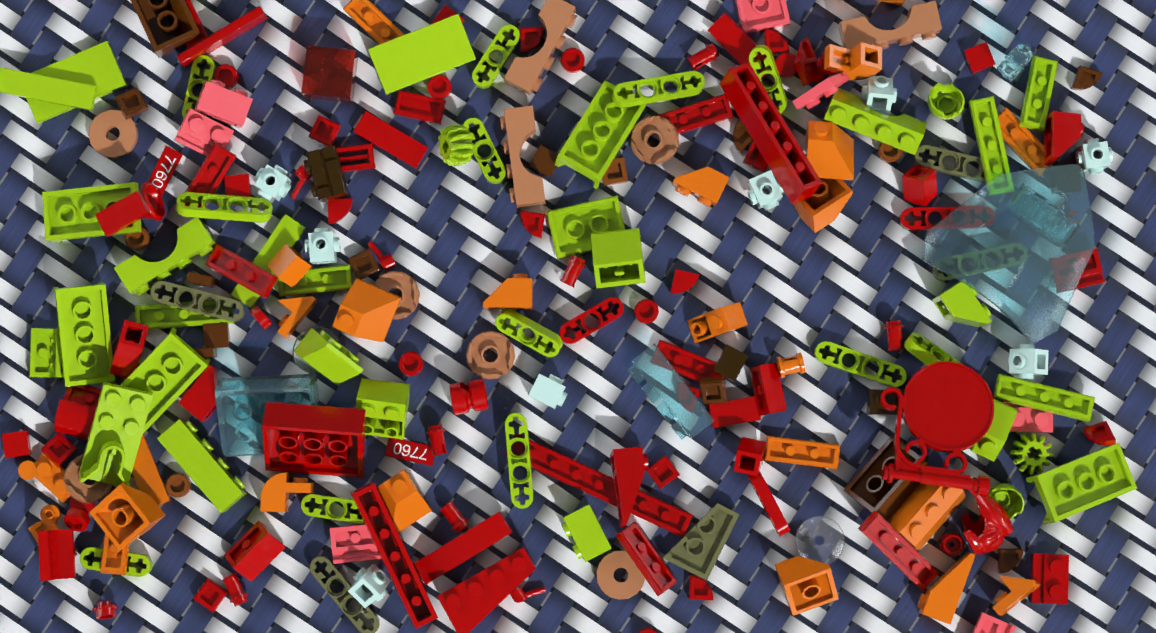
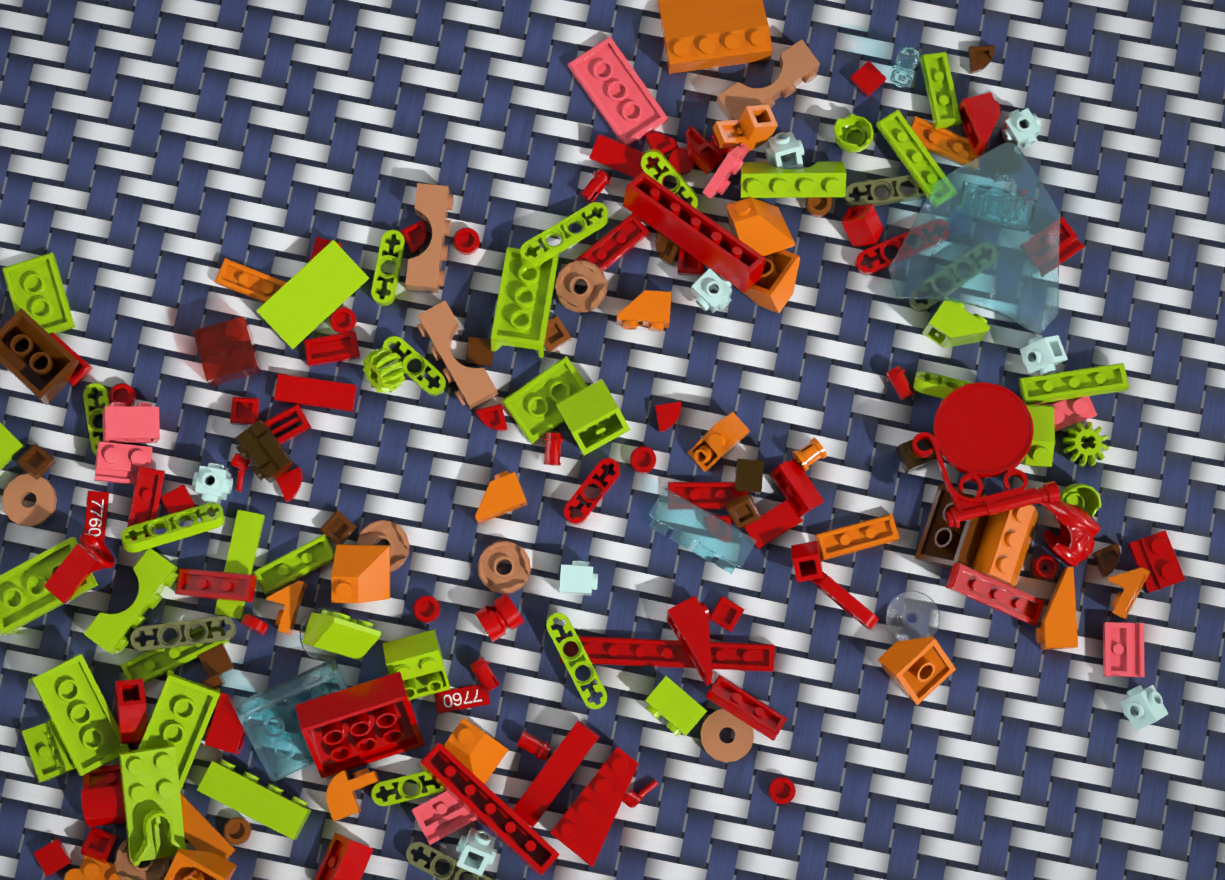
camera: 25 degrees left, 5 degrees down
(139, 240) = (96, 597): dark orange tile -> none
(202, 280) = (178, 610): reddish brown tile -> none
(222, 36) = (103, 357): red tile -> none
(289, 265) = (262, 559): orange panel -> none
(329, 252) = (296, 533): light aqua brick -> none
(386, 261) = (361, 516): red hand -> none
(517, 318) = (542, 521): lime beam -> none
(699, 588) = (812, 716): red tile -> none
(704, 542) = (797, 668): olive wing -> none
(860, 361) = (878, 428): lime beam -> none
(1083, 483) = (1149, 452): lime plate -> none
(1100, 434) = (1144, 397): red tile -> none

